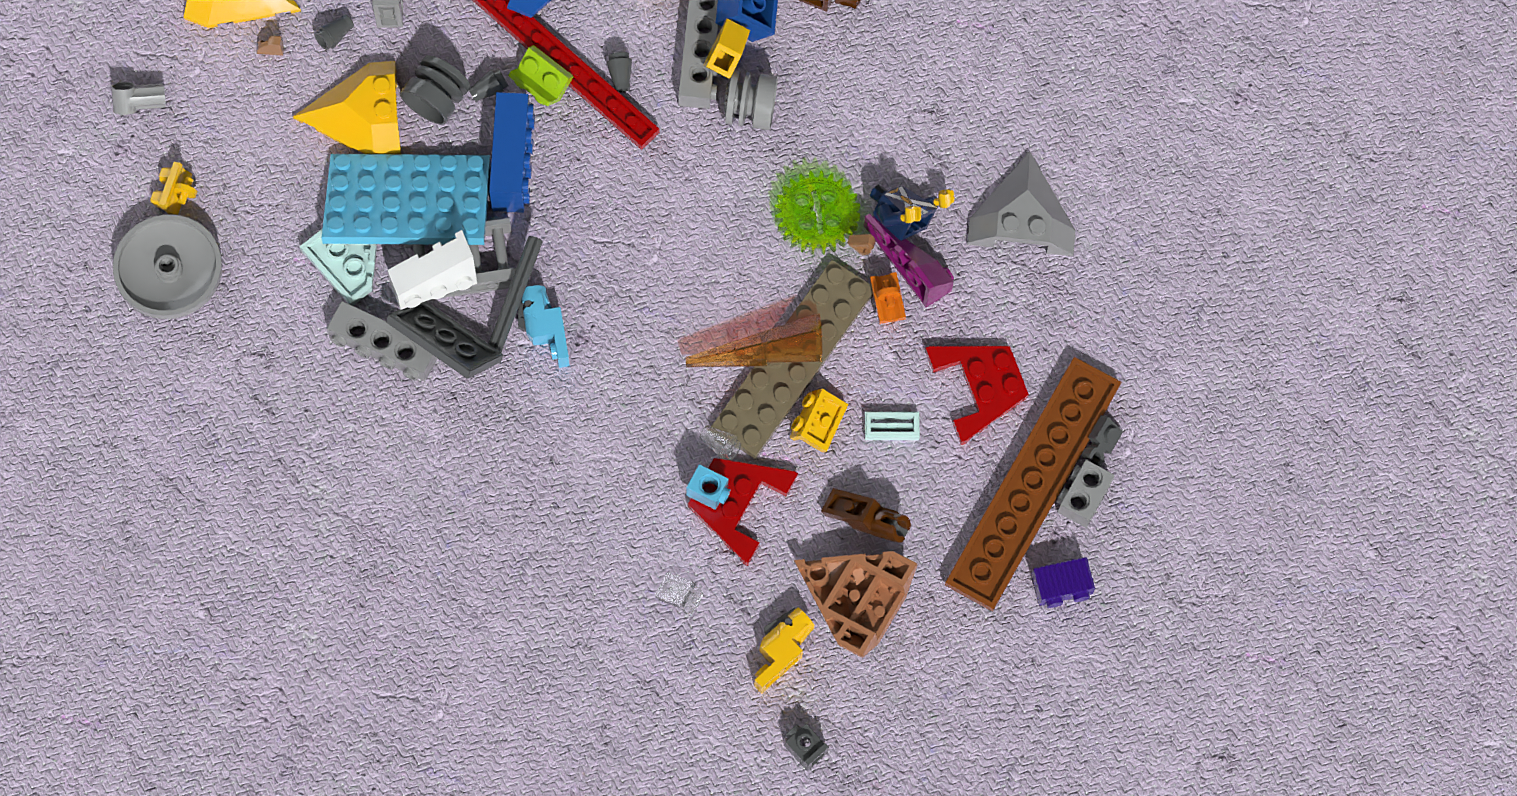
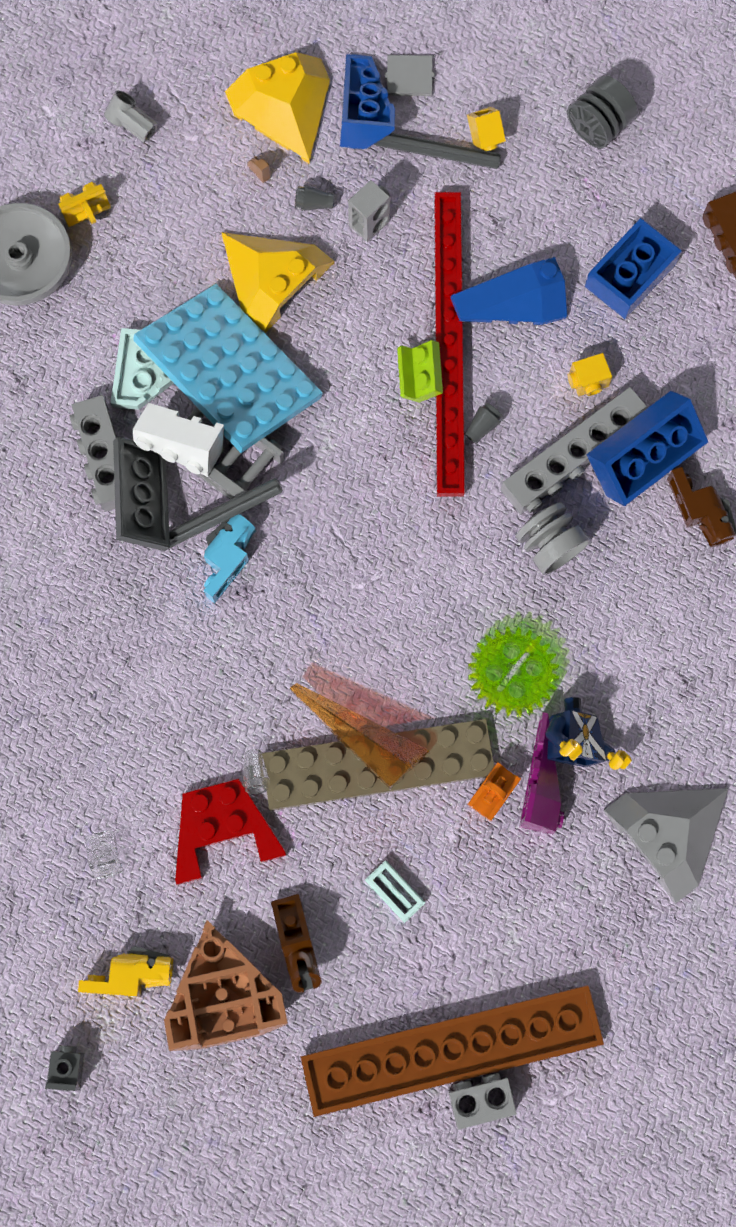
camera: 50 degrees right, 5 degrees up
(435, 90) = (332, 306): dark grey wheel -> none
(488, 85) = (380, 342): dark grey cone -> none
(511, 152) = (336, 404): blue brick -> none
(706, 476) = (197, 787): medium azure brick -> none
(727, 49) = (571, 482): yellow slope -> none
(818, 419) = (344, 830): yellow bracket -> none
(862, 243) = (519, 729): medium nougat tile -> none
(991, 378) = (507, 936): red wing -> none
(1063, 582) = (389, 1153): dark purple brick -> none
(1103, 438) = (542, 1074): dark grey plate -> none

